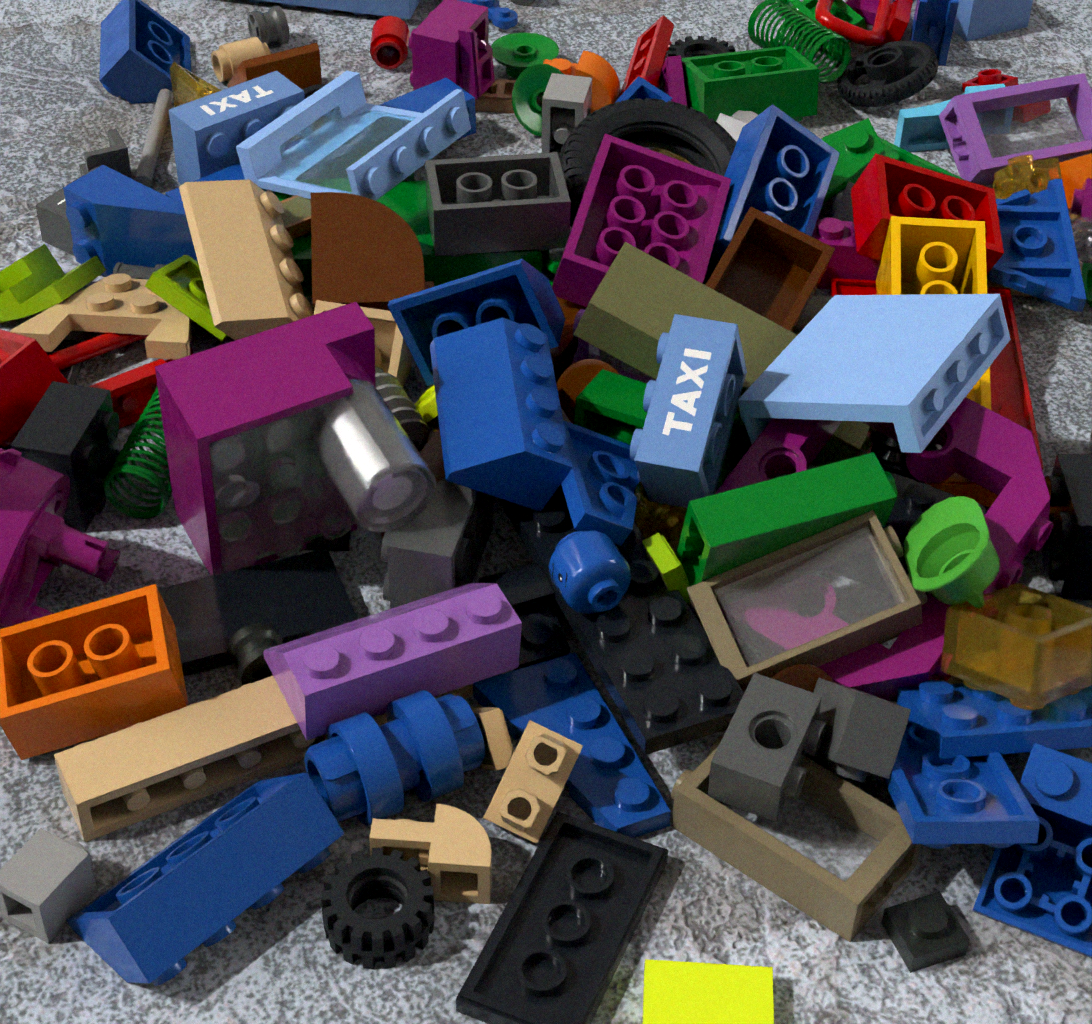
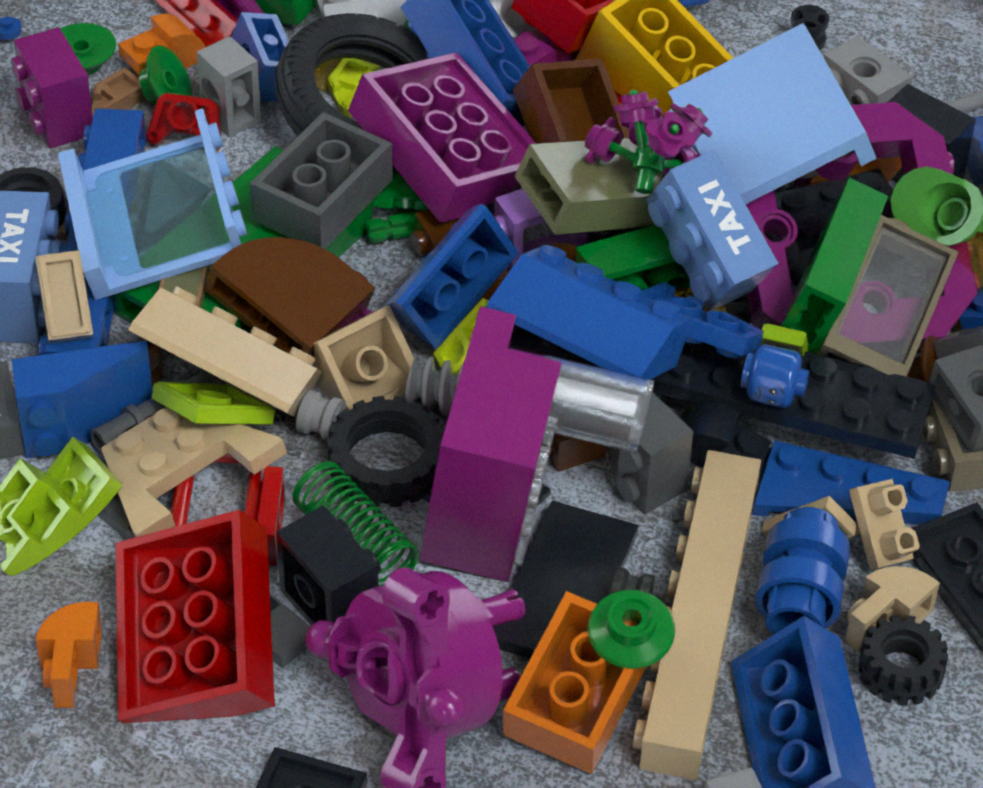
camera: 50 degrees left, 5 degrees up
(153, 652) = (629, 645): none -> green piece
(210, 153) = (64, 297): none -> tan tile
(397, 652) = (727, 514): medium lavender slope -> none
(475, 62) = (97, 87): magenta tile -> none
(513, 126) = (177, 115): none -> red piece
(723, 292) = (660, 141): none -> magenta plant

